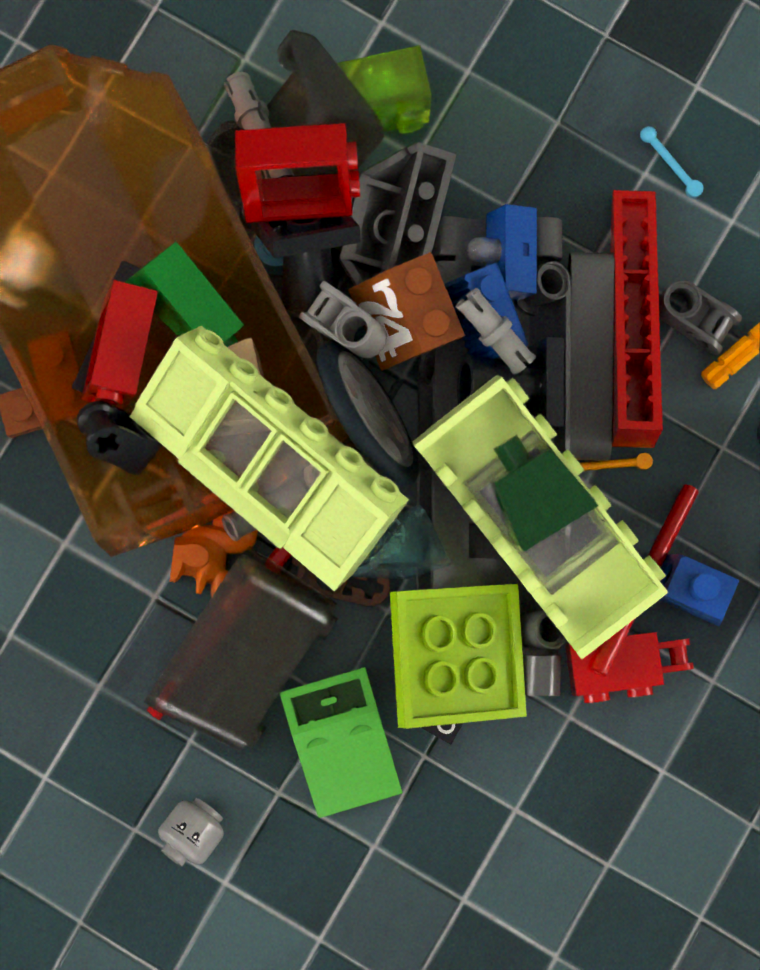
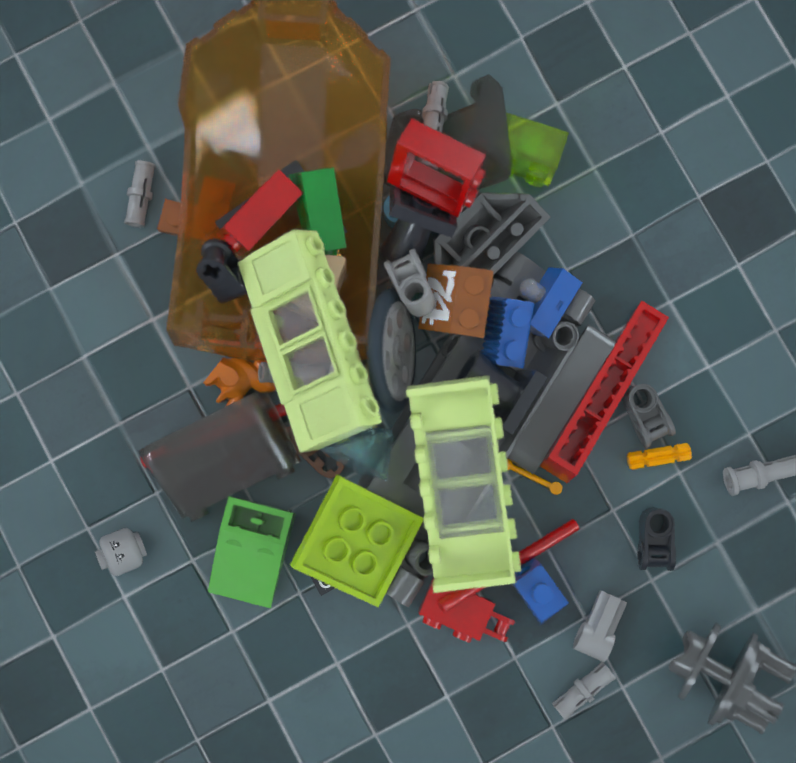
camera: 30 degrees right, 0 degrees up
(495, 331) = (504, 347): light grey pin -> none
(537, 494) = (467, 468): dark green torso -> none
(693, 187) = (695, 330): medium azure hinge -> none

